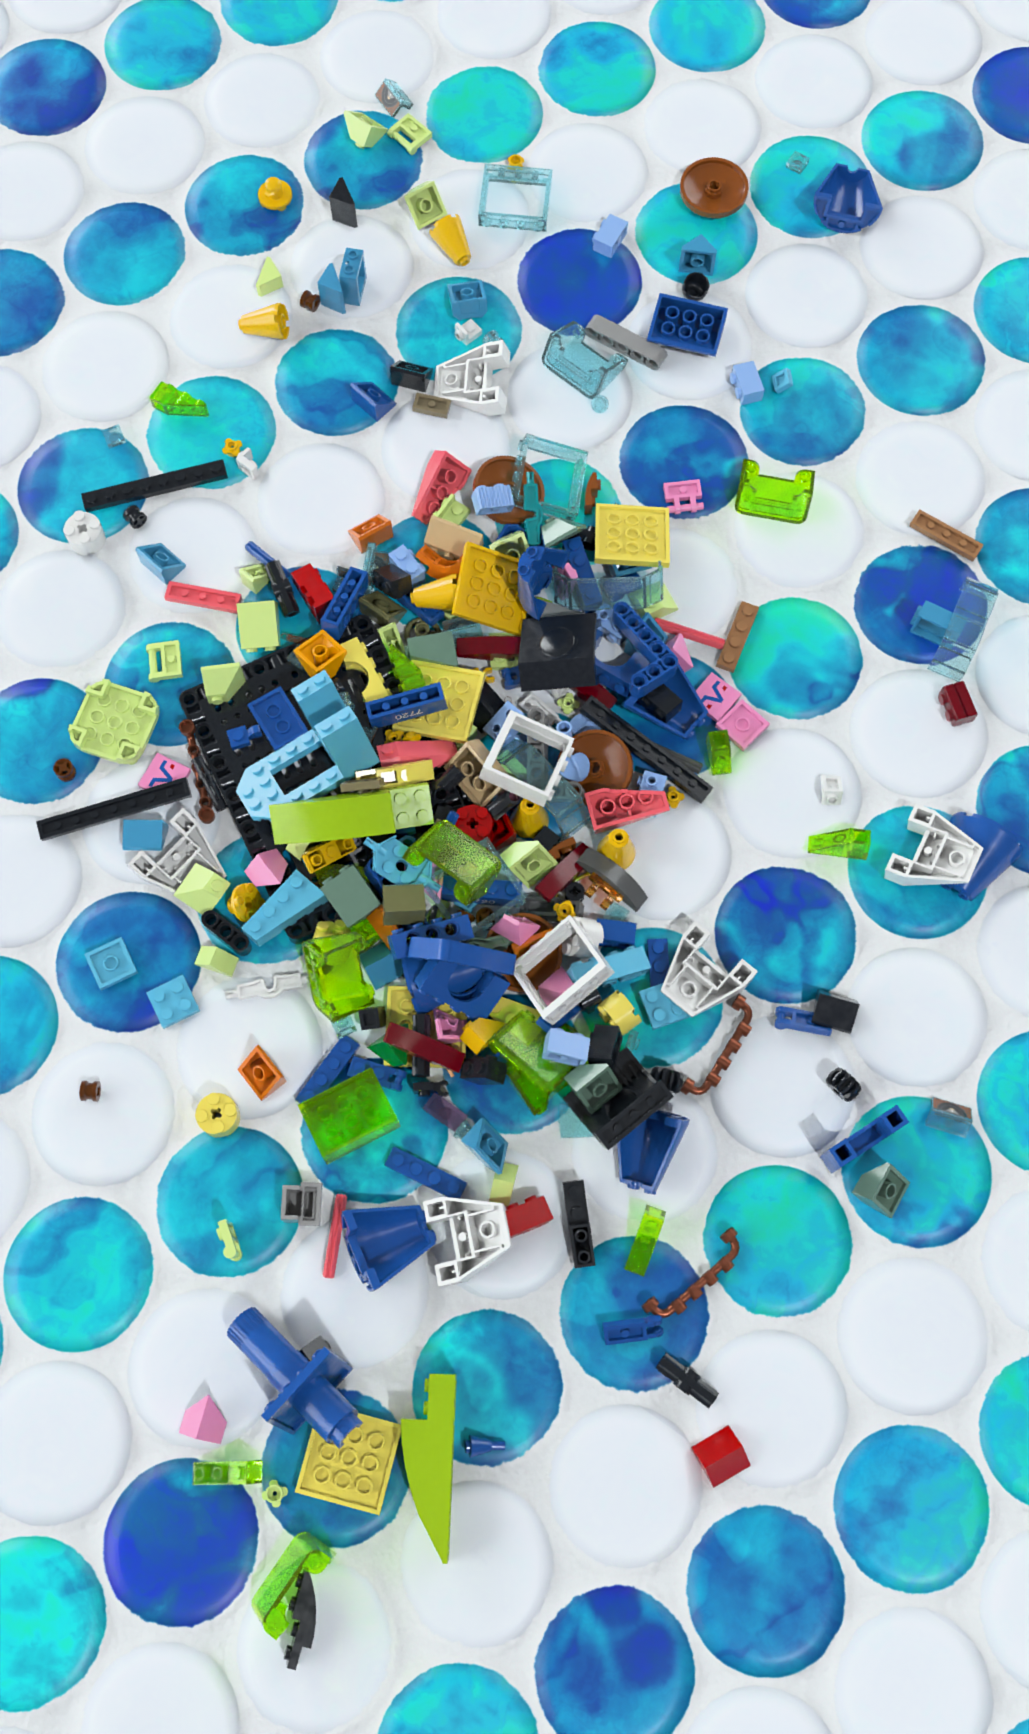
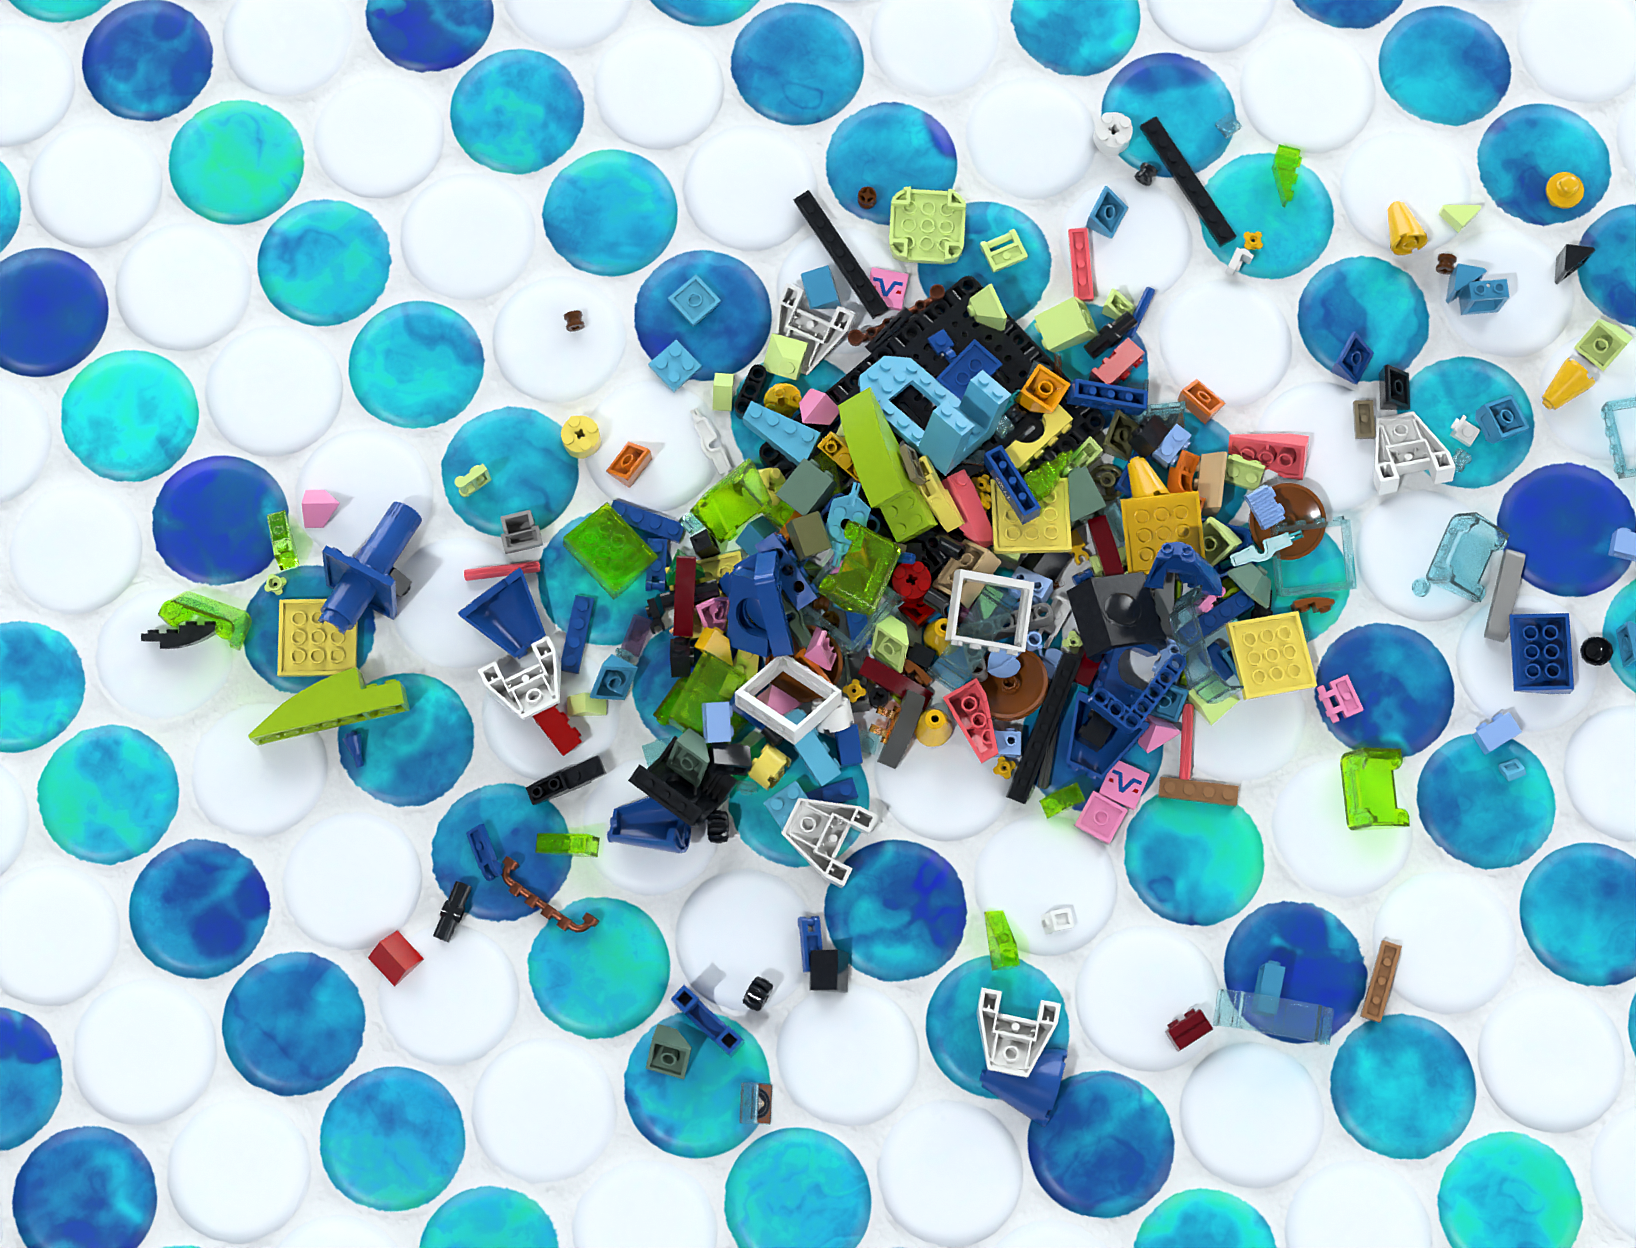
camera: 75 degrees right, 5 degrees up
(732, 1046) = (769, 883): copper bar -> none

